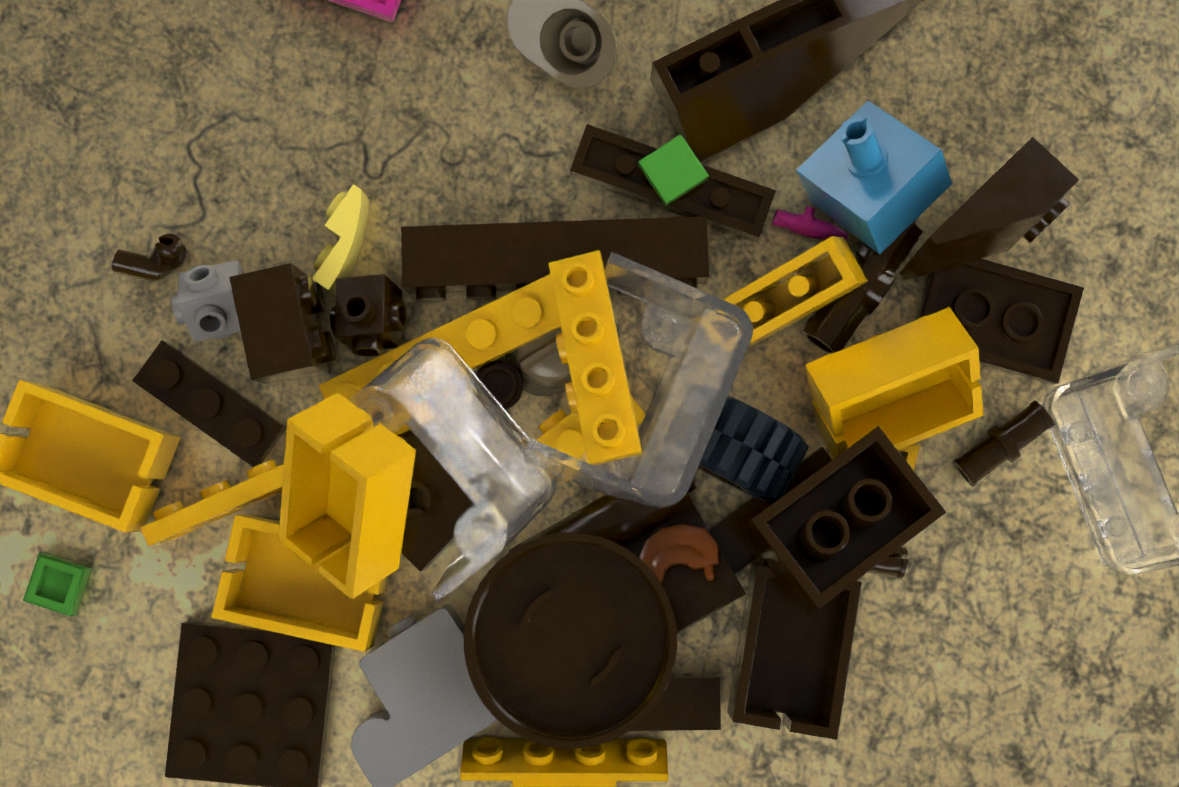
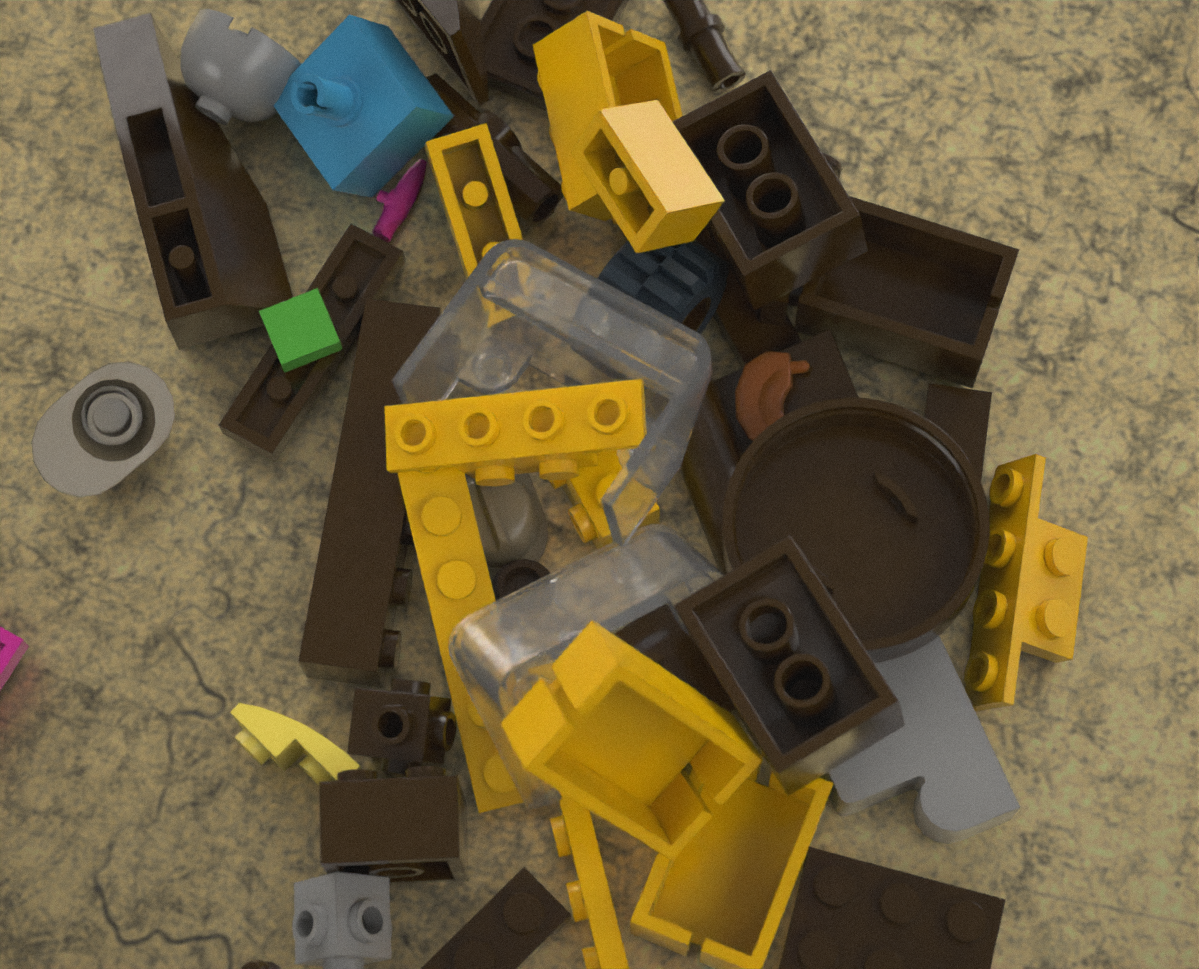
camera: 80 degrees left, 15 degrees down
(435, 605) = (790, 665): none -> dark brown slope
(822, 425) = (647, 176): none -> yellow brick
(887, 65) = (233, 70): none -> light grey cylinder

